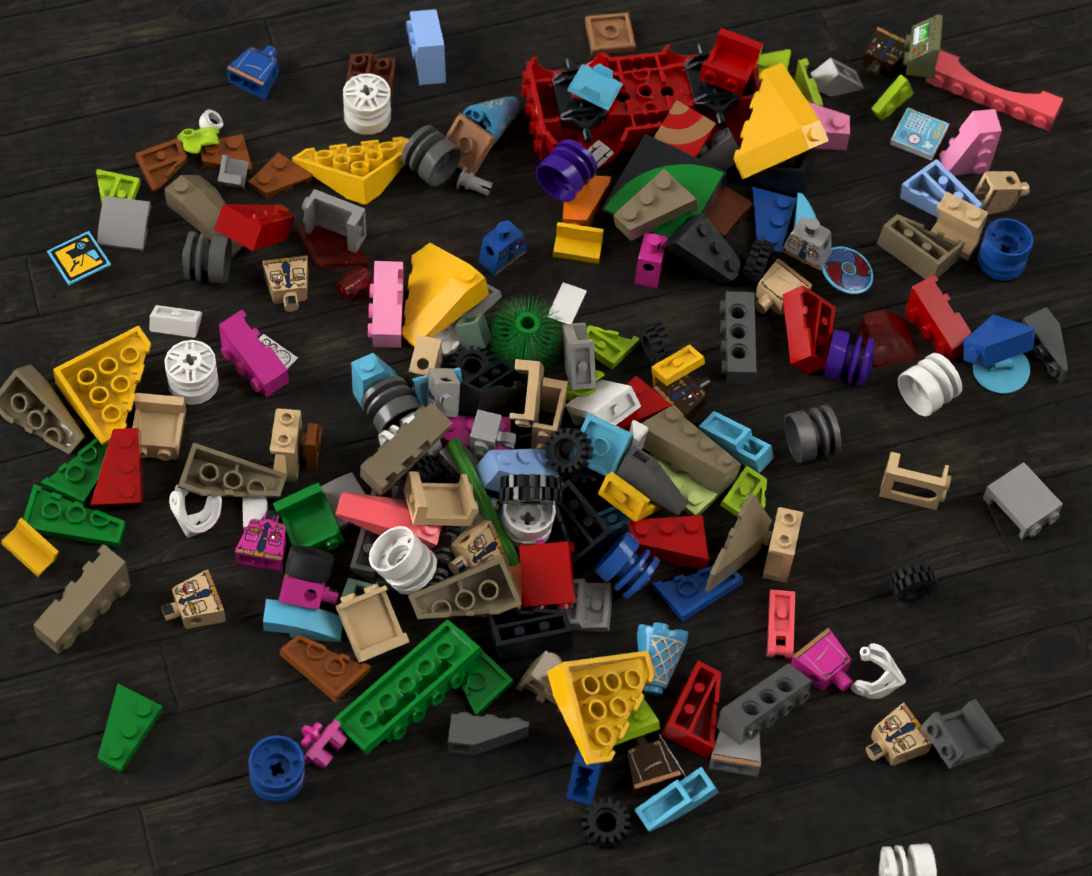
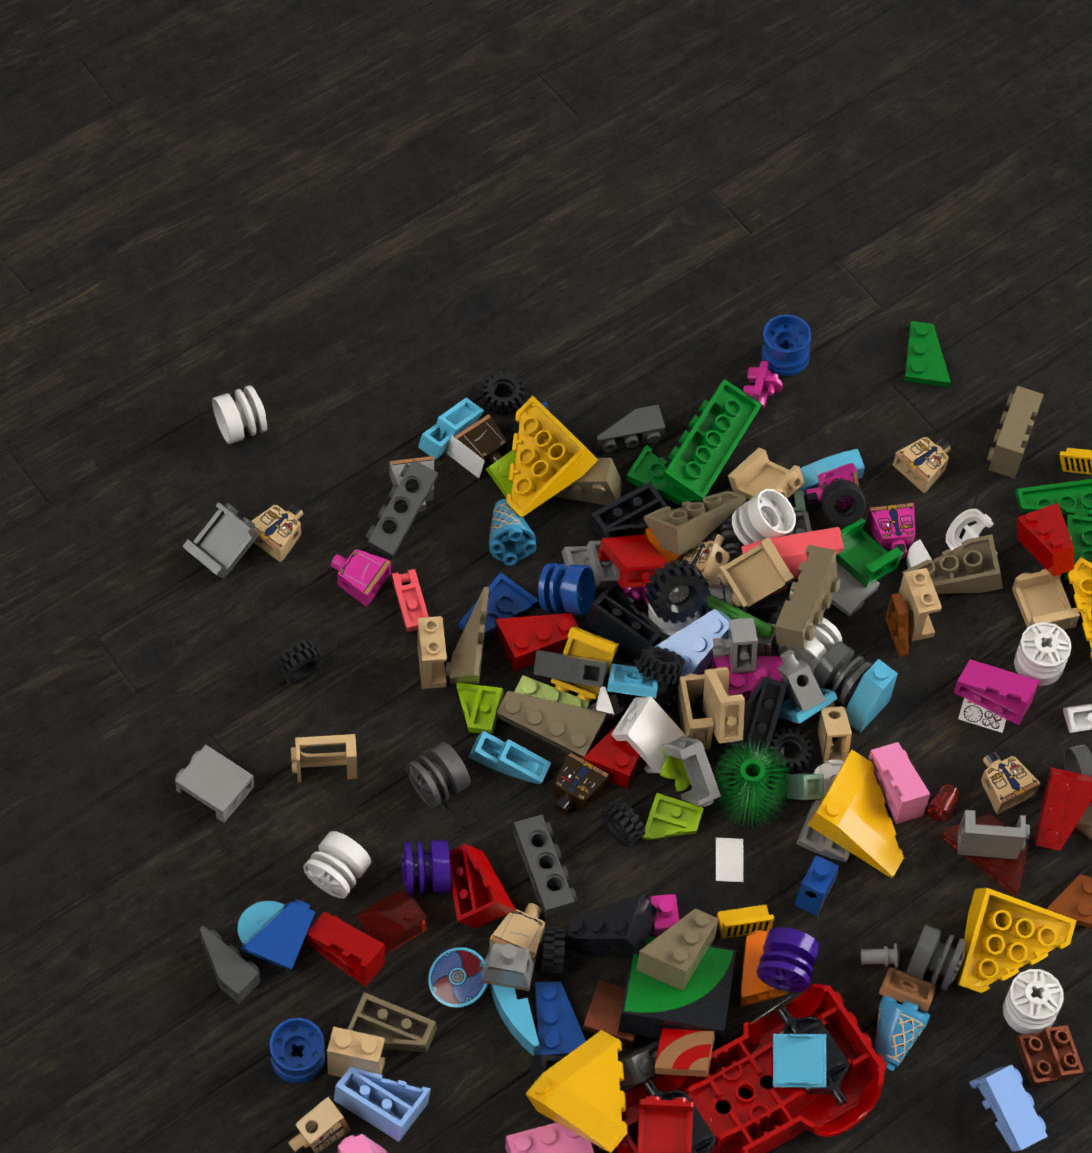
camera: 160 degrees right, 0 degrees up
(325, 669) = (791, 444): dark orange wing -> none
(677, 365) = (592, 802): yellow panel -> none
(694, 714) = (462, 494): red wedge -> none
(892, 674) = (297, 586): white helmet -> none

